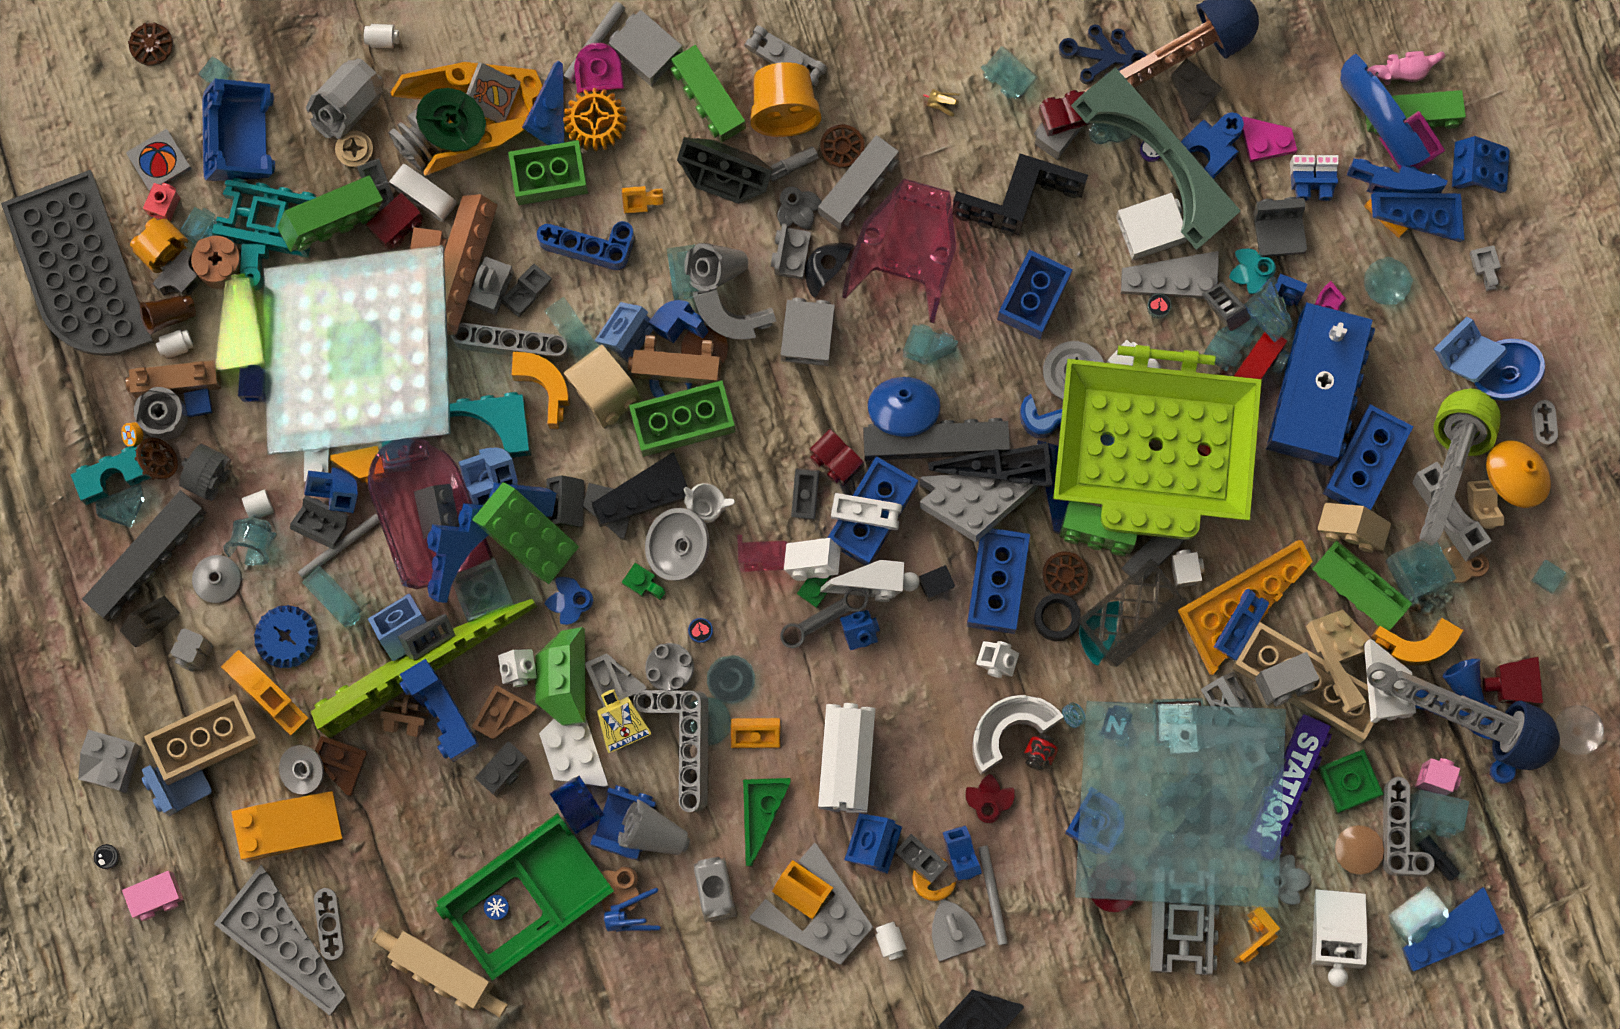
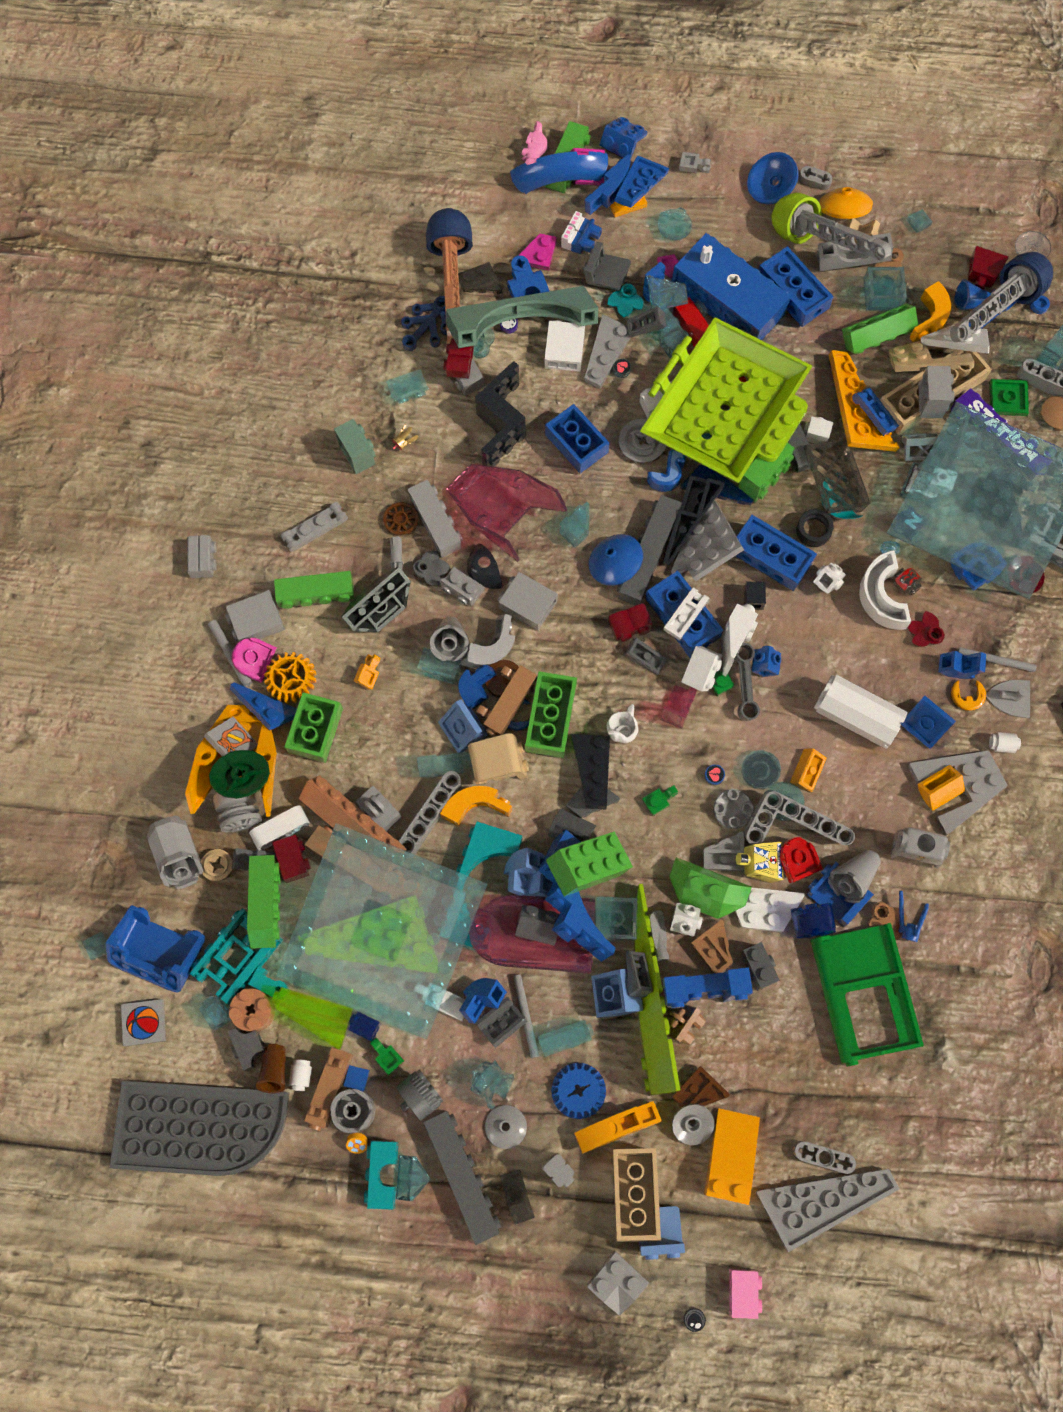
camera: 65 degrees left, 5 degrees down
(150, 44) = (44, 987): reddish brown wheel -> none
(156, 459) = (388, 1131): reddish brown wheel -> none
(158, 244) = (214, 1050): light orange brick -> none
(161, 201) = (179, 1034): coral brick -> none
(232, 424) = (388, 1057): none -> green plate
(258, 504) = (462, 1066): white brick -> none
(356, 462) = (470, 969): light orange slope -> none
(381, 36) = (139, 804): white brick -> none
(440, 970) = (901, 1083): tan brick -> none
(489, 646) = (658, 932): none -> light grey piece
(496, 907) = (863, 1019): blue tile -> none
(527, 290) = (394, 785): dark grey slope -> none
(566, 600) = (647, 862): blue plate -> none
(585, 241) = (379, 726): blue beam -> none
(641, 762) = (799, 859): none -> red tile
(667, 543) = (638, 770): light grey dish -> none
(761, 805) = (865, 789): green wing -> none
(784, 101) = (350, 536): light orange piece -> none
(900, 52) = (355, 446): none -> sand green brick
(921, 858) = (953, 694): dark grey slope -> none
(1065, 573) = (784, 510): reddish brown wheel -> none
(1354, 525) = (836, 312): tan brick -> none
(1438, 777) = (1033, 339): bright pink brick -> none
(1468, 352) = (751, 195): medium blue bracket -> none

